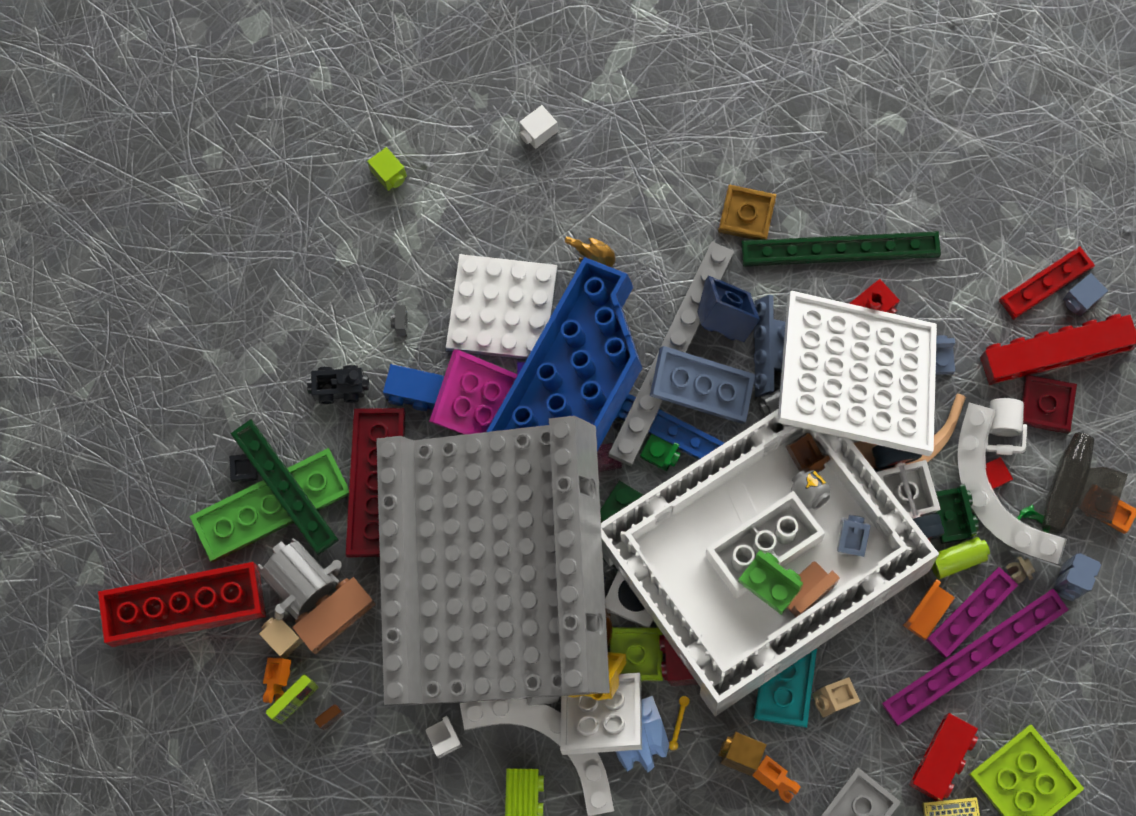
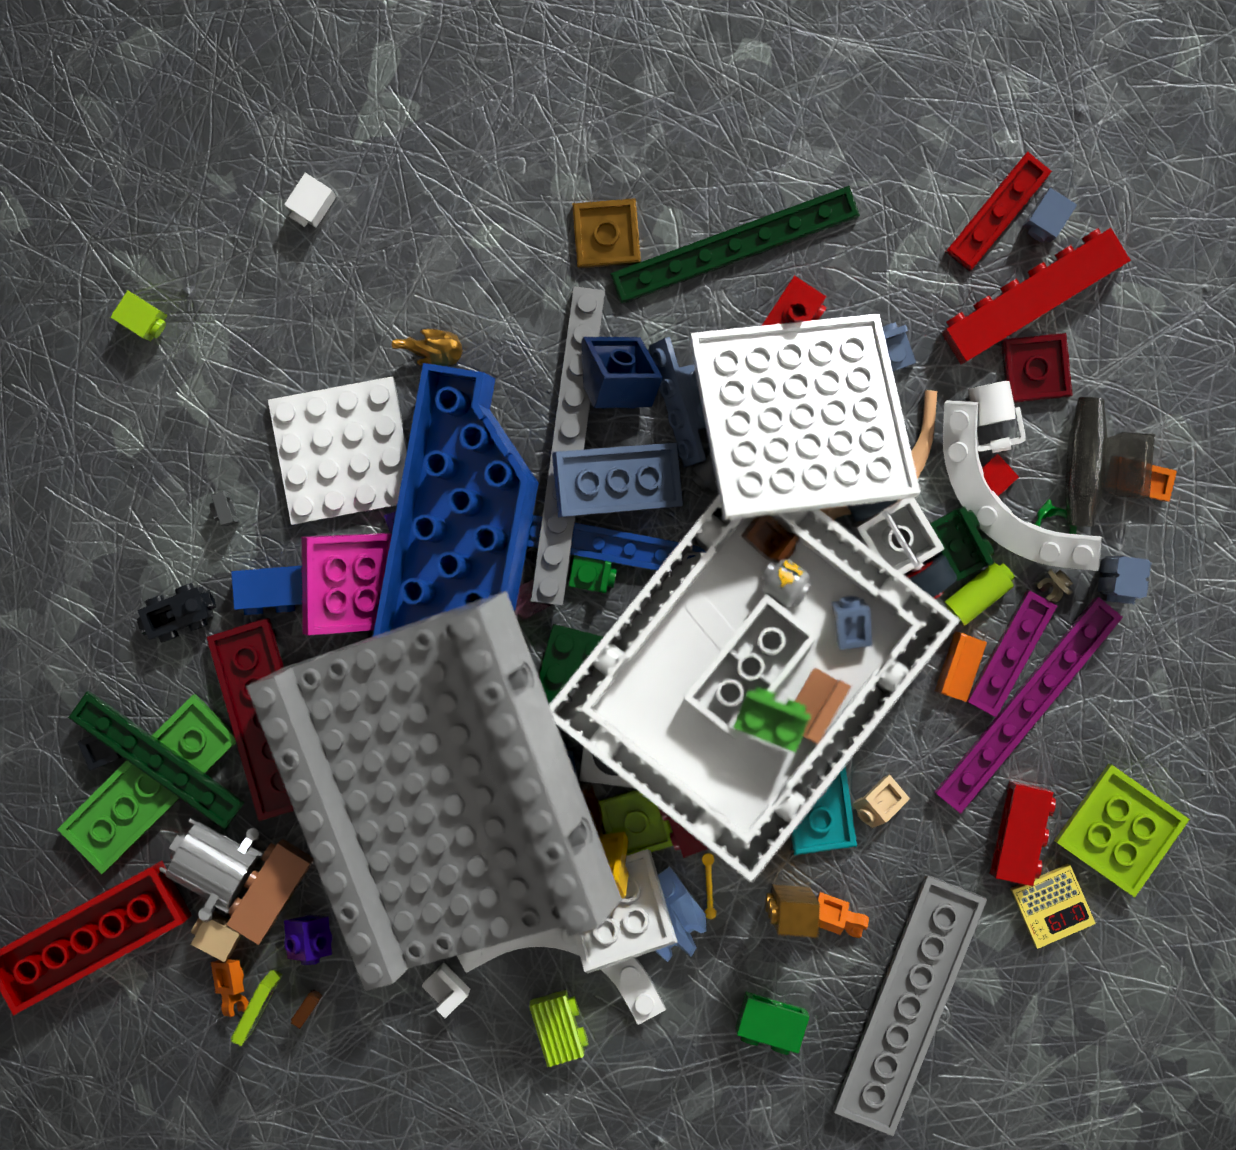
camera: 20 degrees left, 15 degrees up
(350, 660) = (308, 938): none -> dark purple brick

